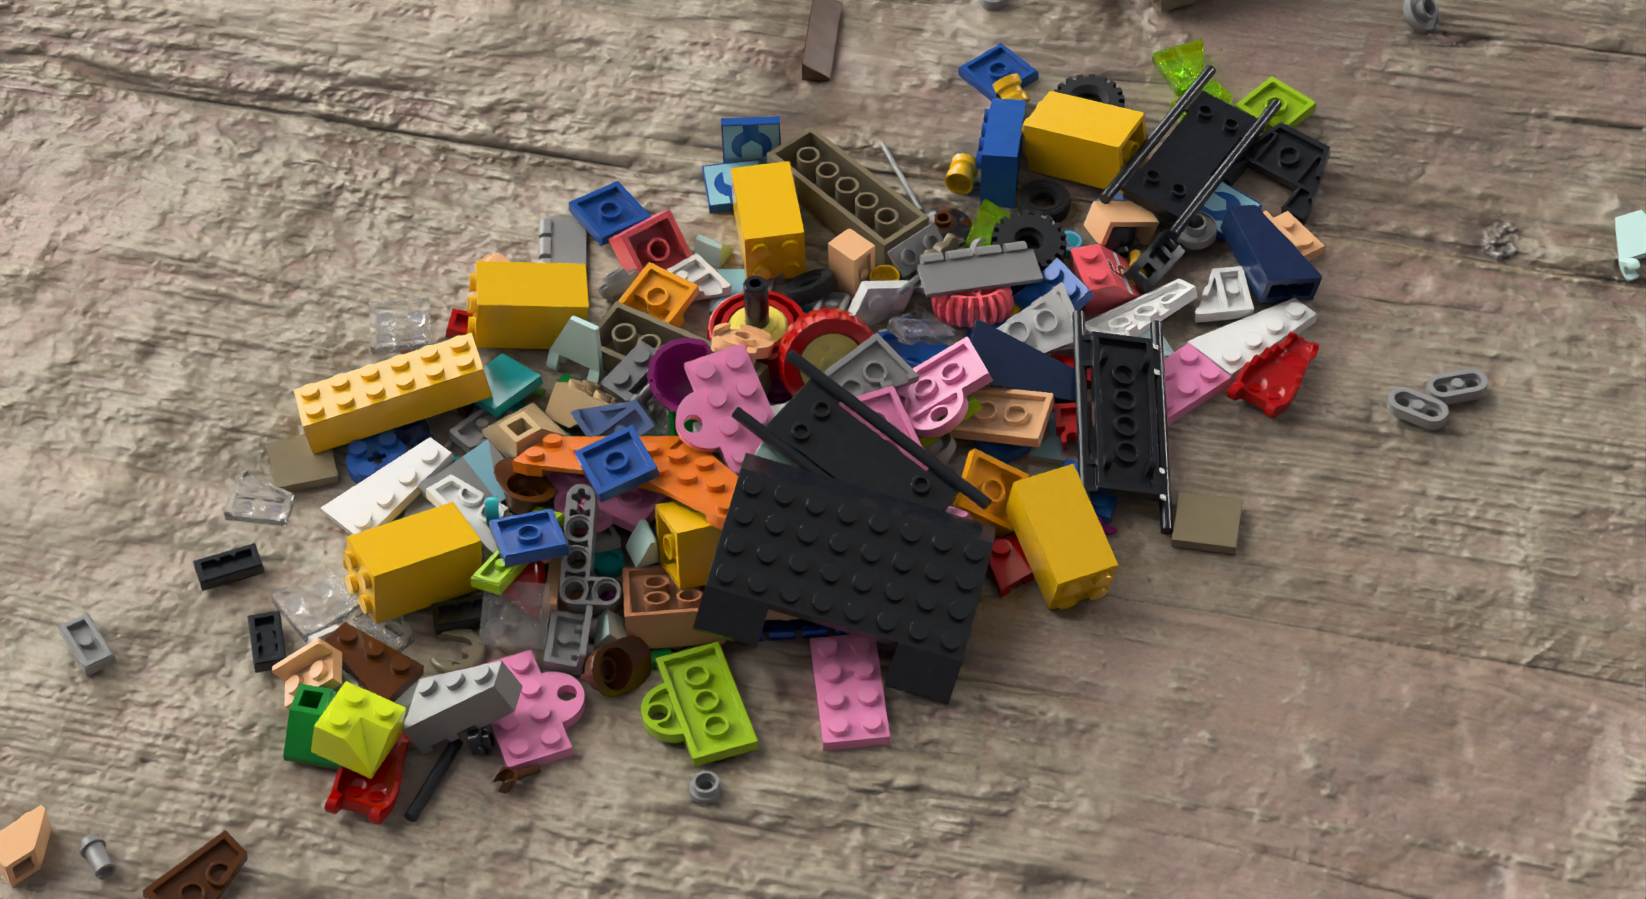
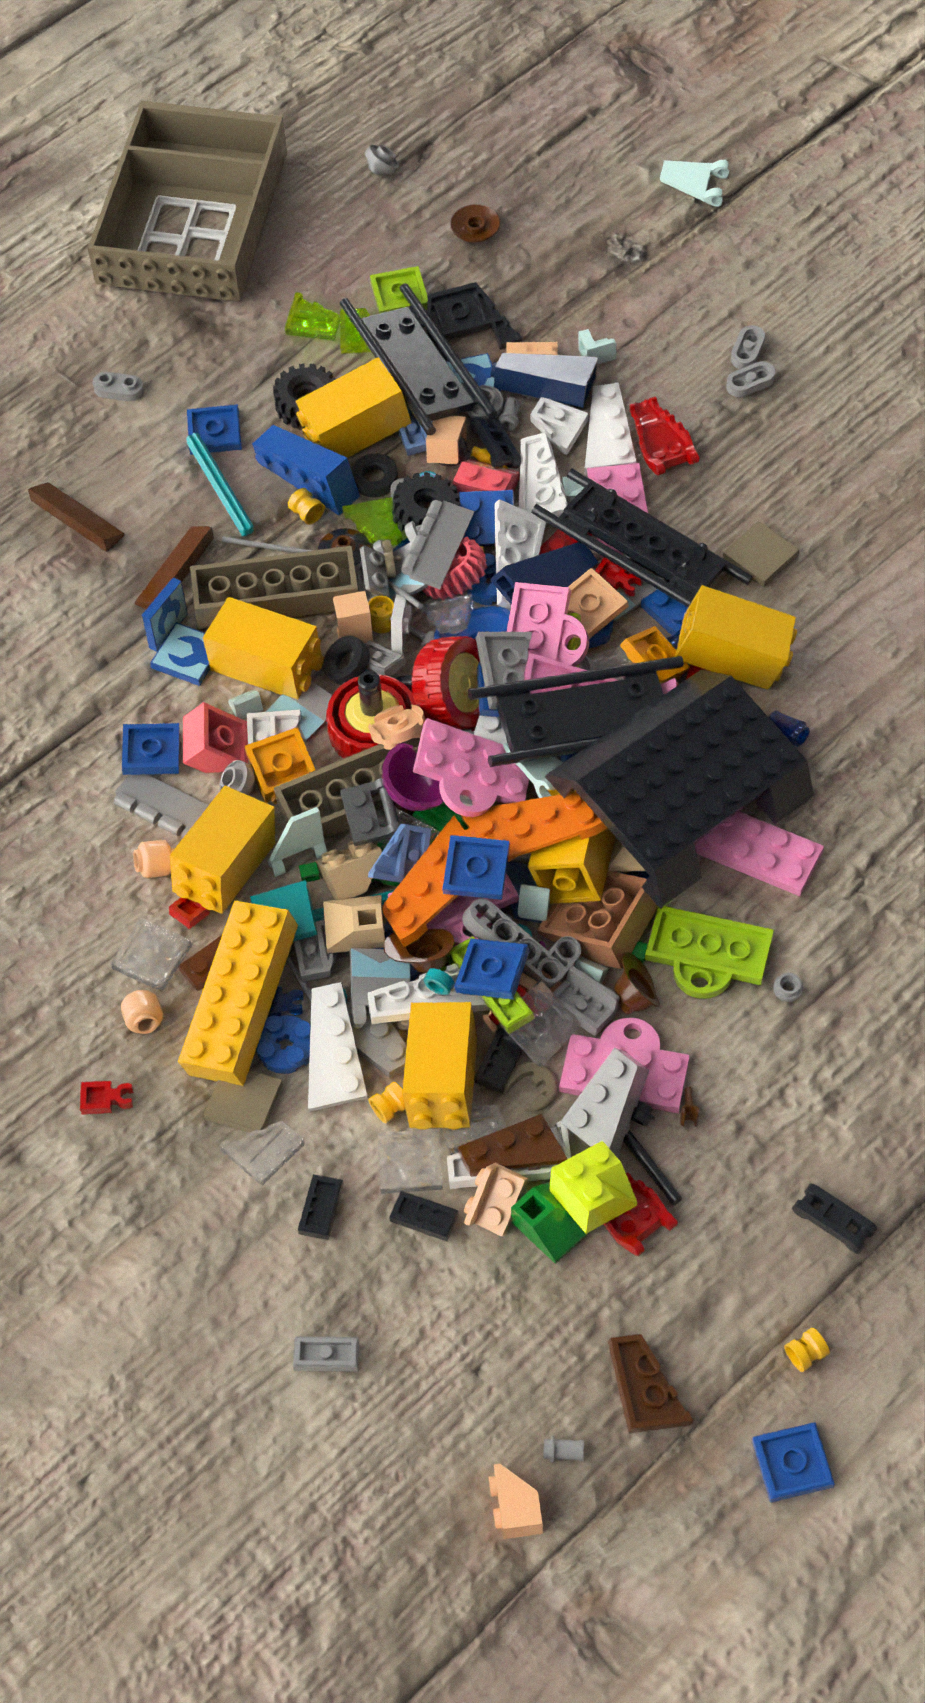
camera: 55 degrees left, 10 degrees up
(237, 368) = (99, 1097): none -> red plate
(336, 348) = (142, 1011): none -> light nougat head
(834, 129) = (178, 563): none -> reddish brown slope
(934, 106) = (220, 484): none -> teal axle
(1007, 645) = (792, 728): none -> clear blue cone
(1010, 88) = (249, 429): yellow wheel -> none
(1196, 258) = (509, 414): none -> light grey pin
(1340, 279) = (602, 349): none -> light aqua panel
(1410, 114) = (475, 223): none -> reddish brown dish

